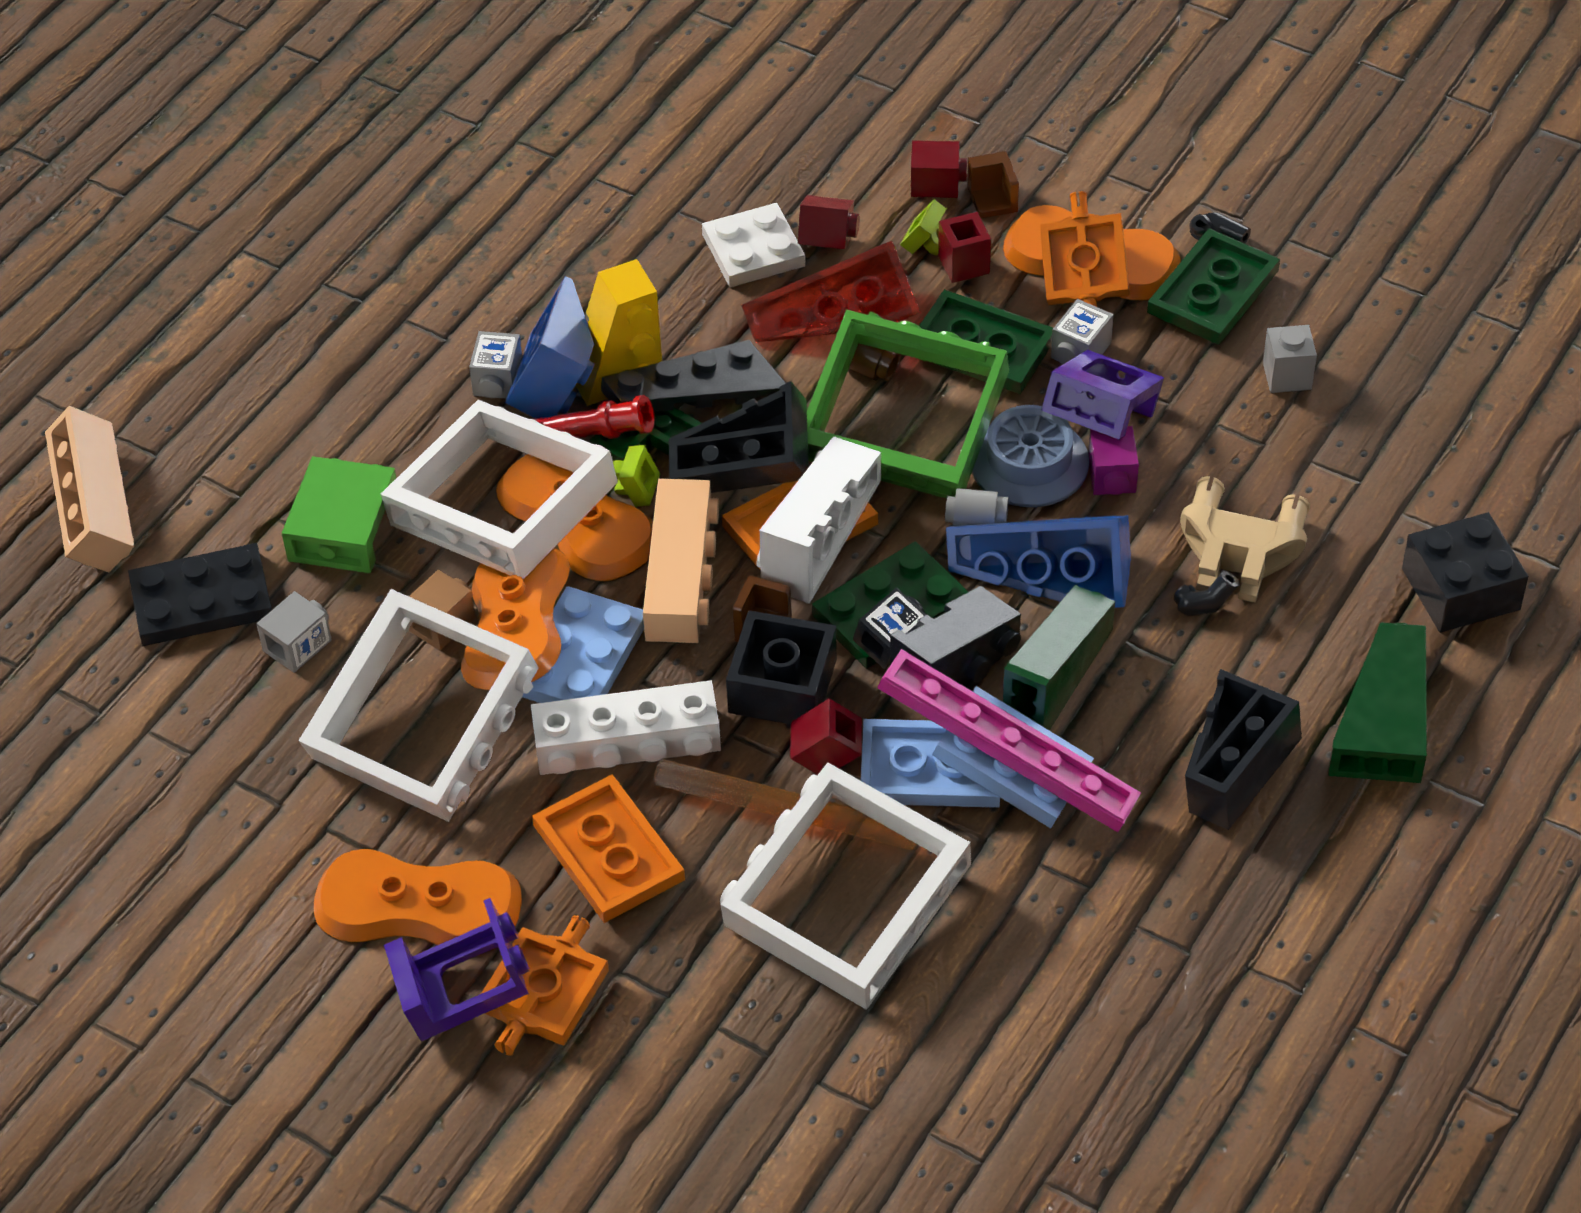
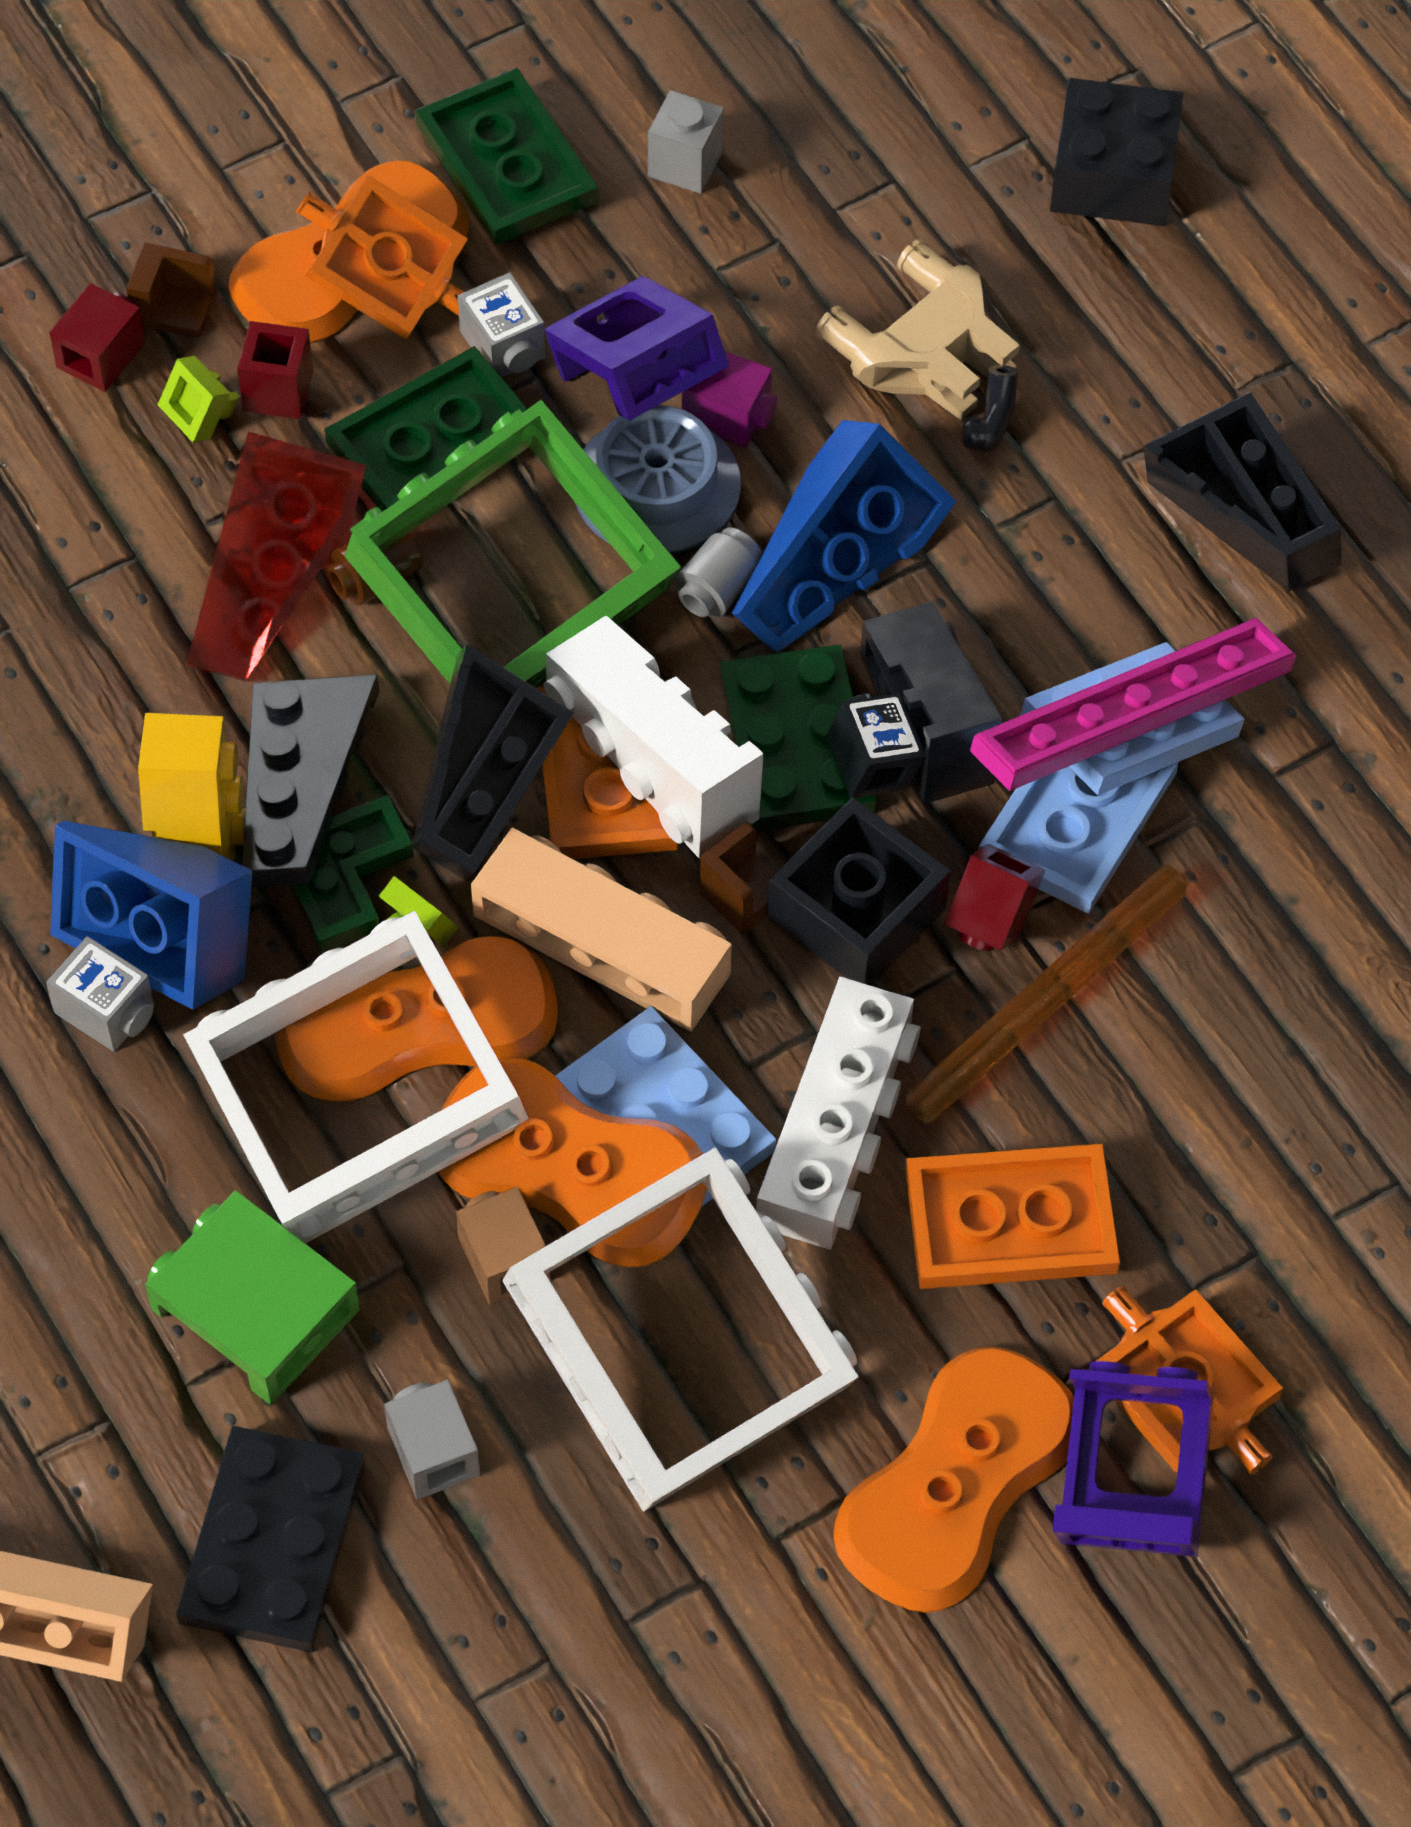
camera: 65 degrees left, 10 degrees up
(608, 419) = (319, 897): red pin -> none
(753, 245) = (74, 602): white plate -> none
(827, 222) = (115, 497): dark red brick -> none
(866, 981) = (1311, 928): white window -> none
(1058, 655) = (1012, 597): dark green slope -> none
(1201, 223) = (398, 109): black arm -> none
(1387, 712) = (1261, 324): dark green slope -> none

